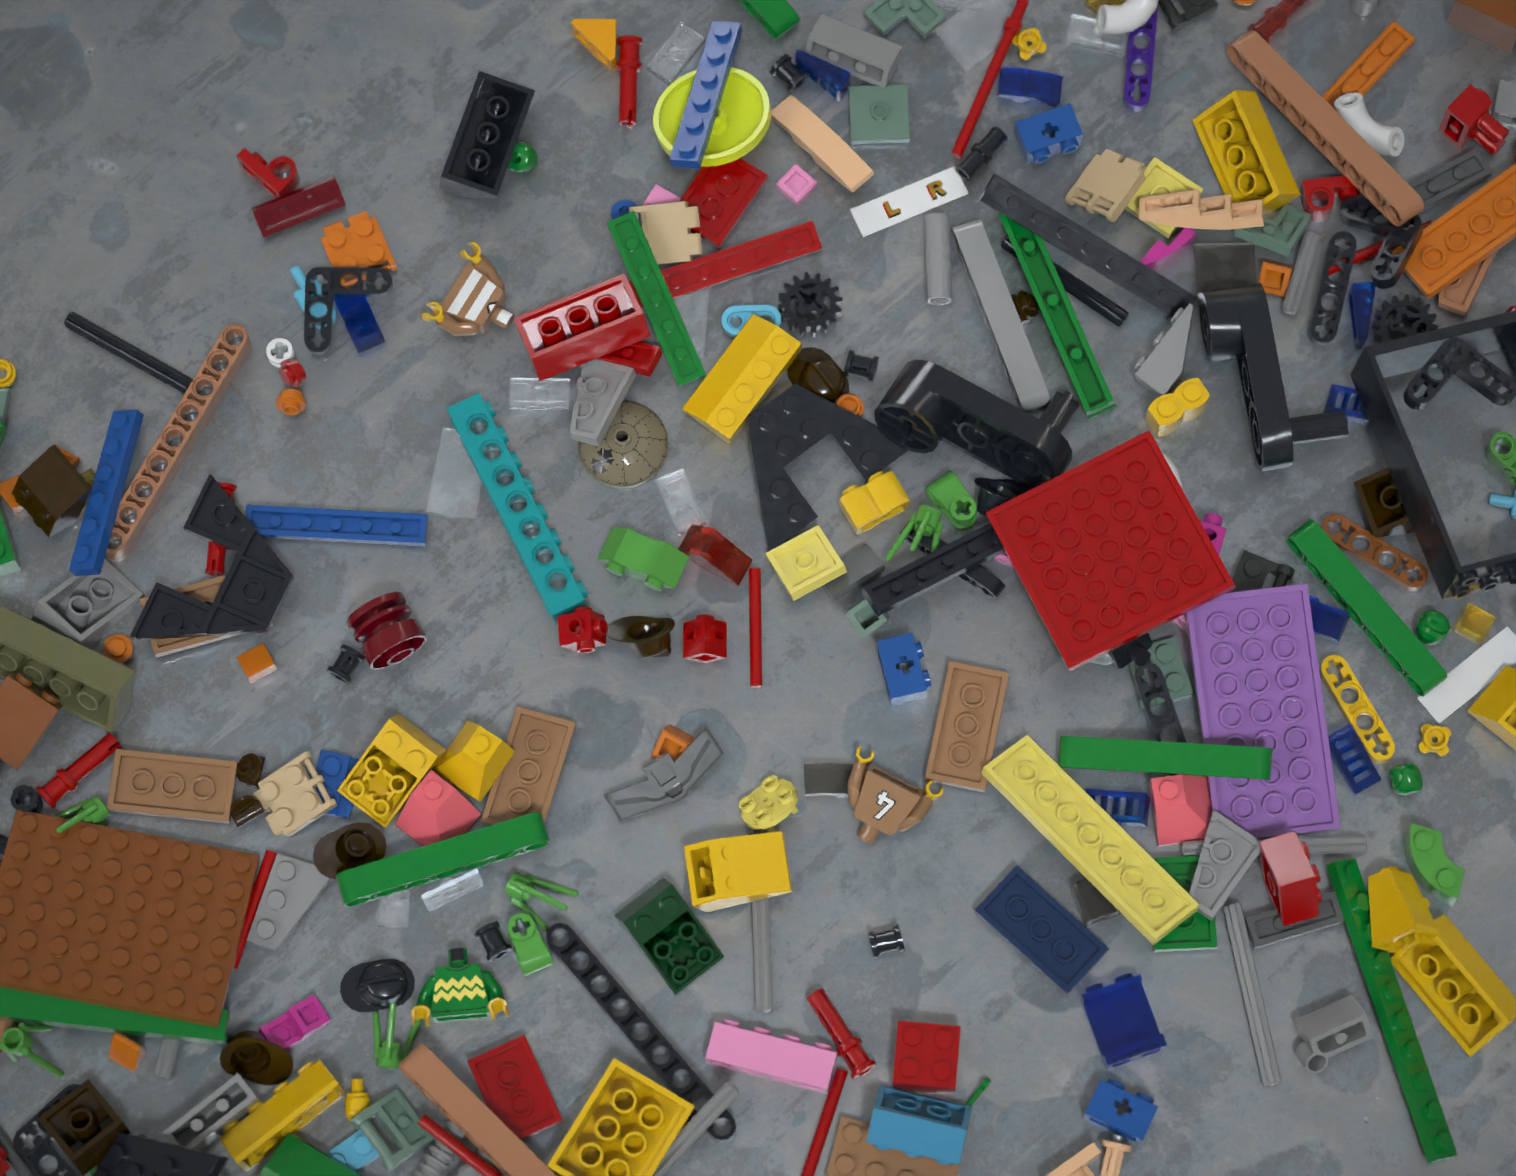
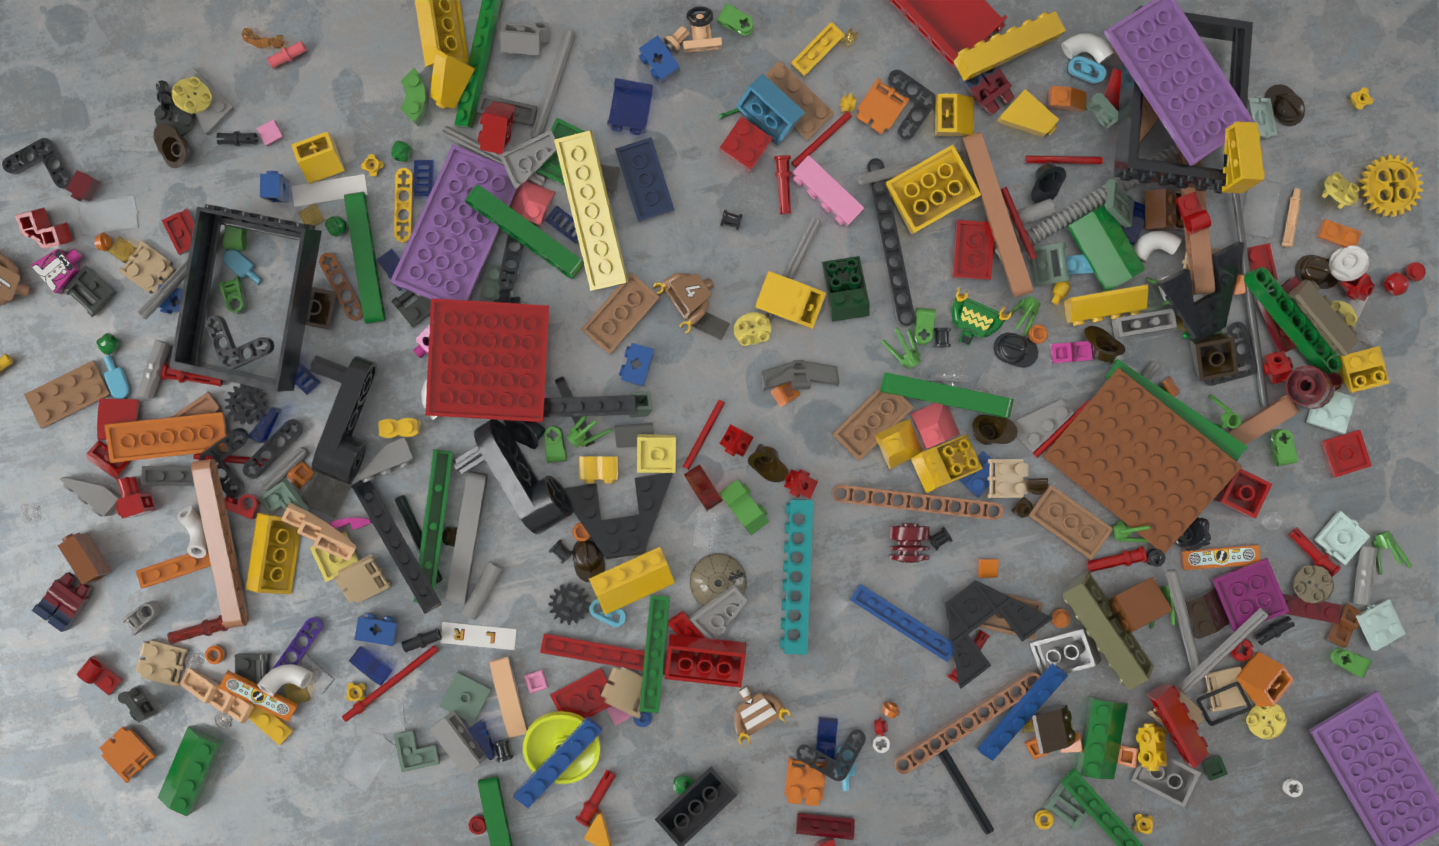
camera: 150 degrees left, 15 degrees up
(357, 1024) = (1038, 334): none -> orange plate
(389, 693) = (908, 497): none -> nougat beam

